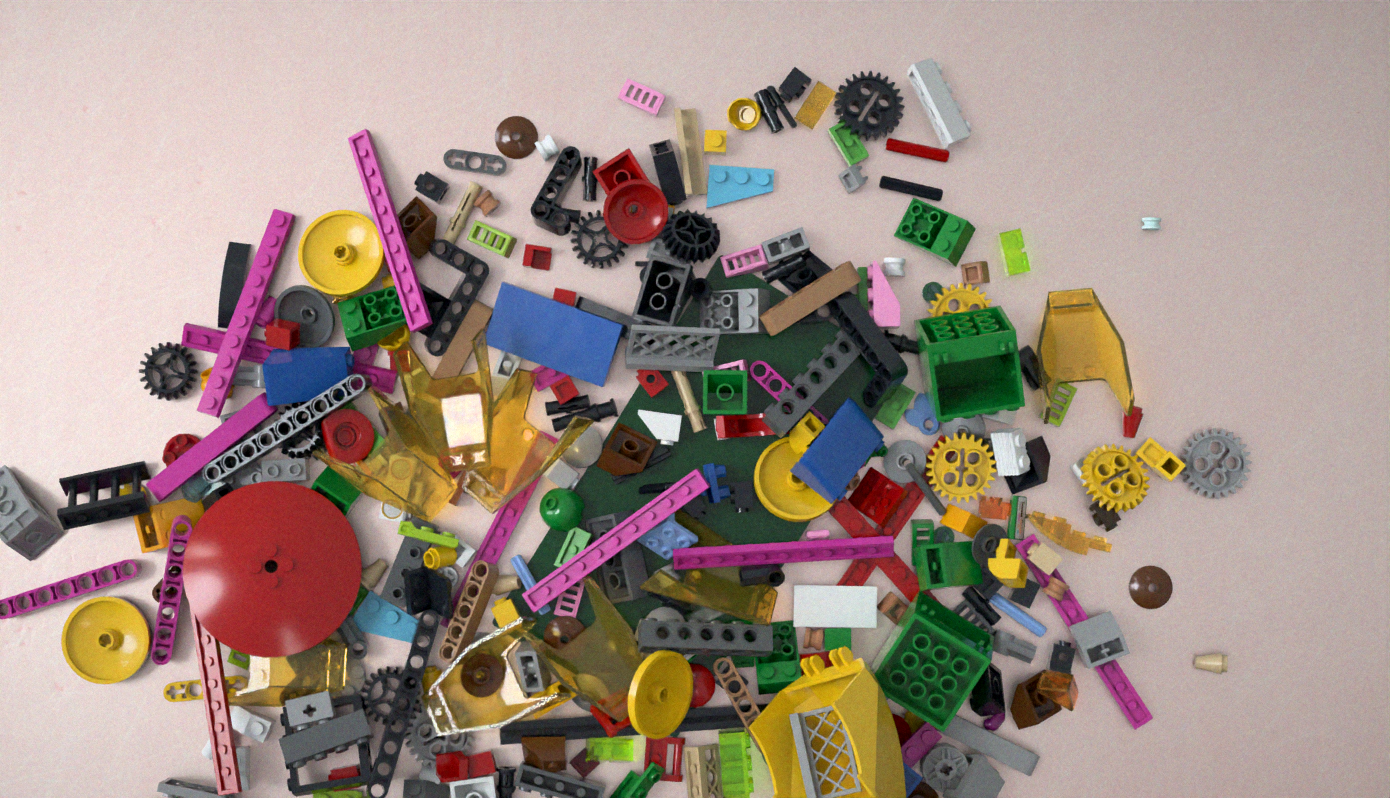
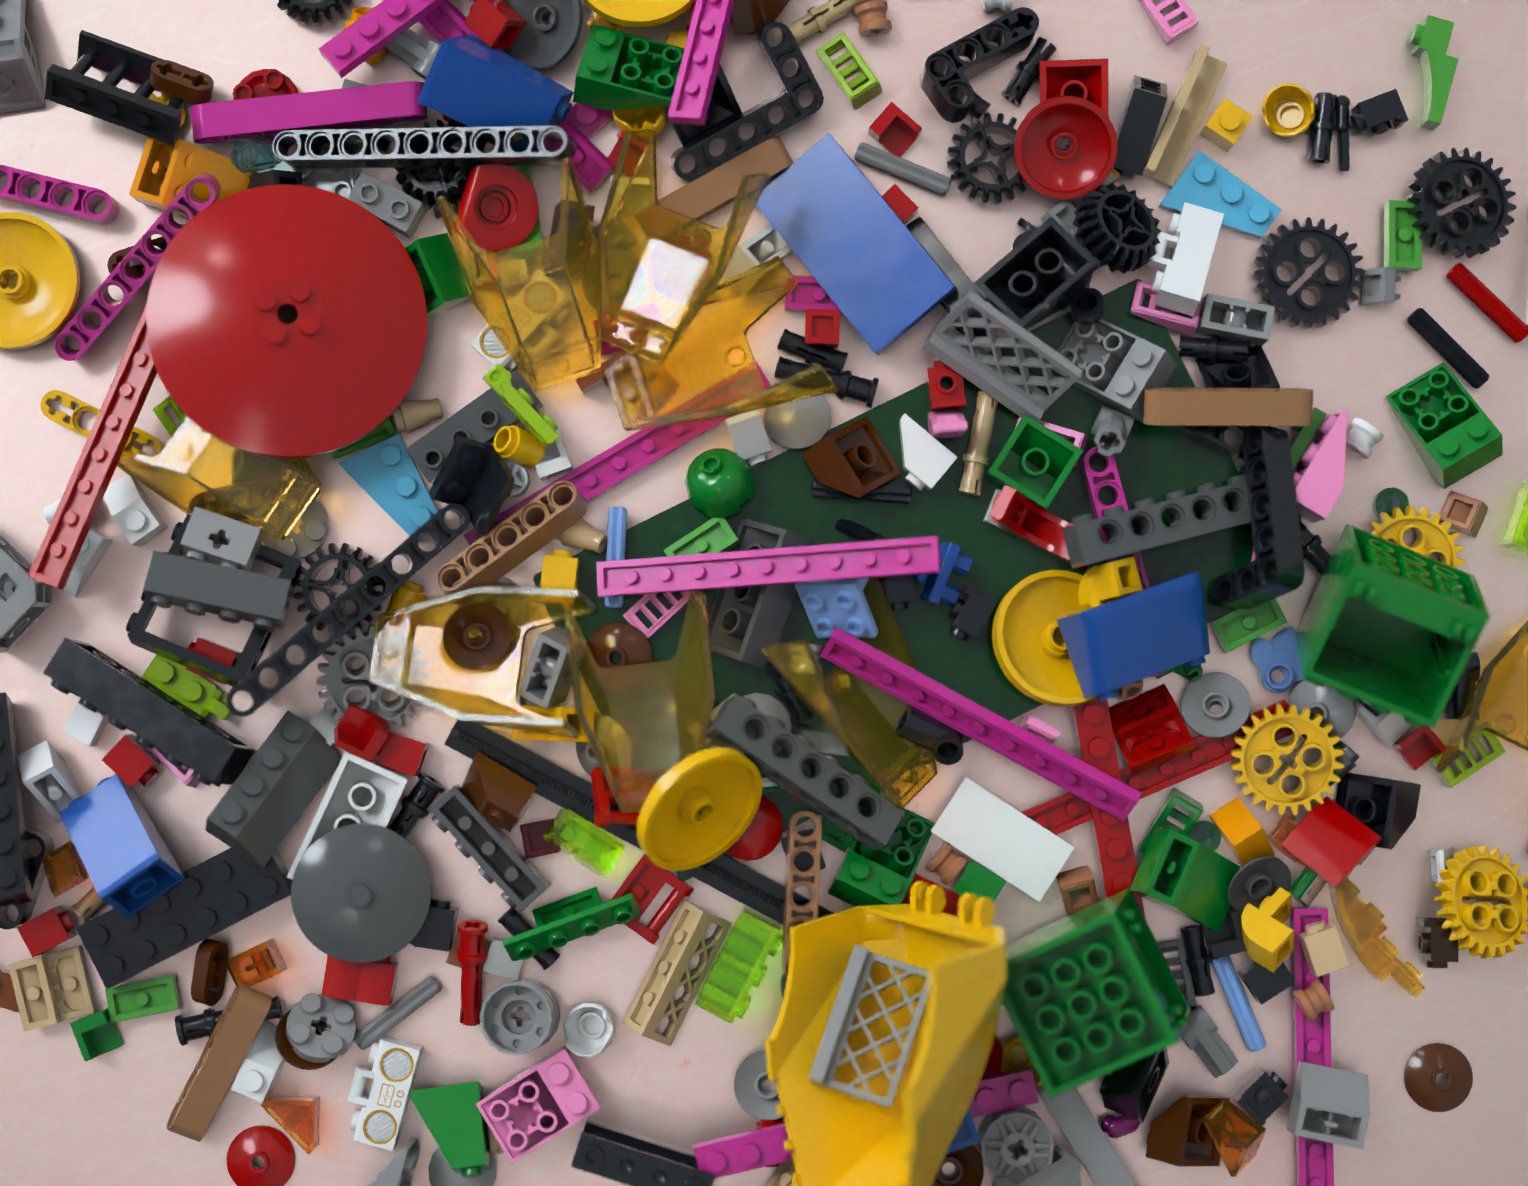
camera: 30 degrees right, 0 degrees up
(132, 473) = (181, 81): none -> reddish brown beam
(352, 635) = (337, 476): dark grey piece -> none
(554, 275) = (902, 169): none -> light grey axle
(664, 400) = (946, 423): none -> bright pink slope
(737, 218) = (1193, 246): none -> white piece
(755, 349) = (1111, 430): none -> light grey piece
(799, 29) = (1438, 69): none -> bright green slope
(815, 105) = (1389, 158): clear yellow slope -> none
(828, 199) = (1286, 252): none -> black gear
(925, 489) = (1221, 758): dark grey bar -> none
(1010, 451) = (1367, 779): white brick -> none
(1012, 498) = (1331, 842): none -> red slope
(1028, 415) = (1418, 746): none -> red panel

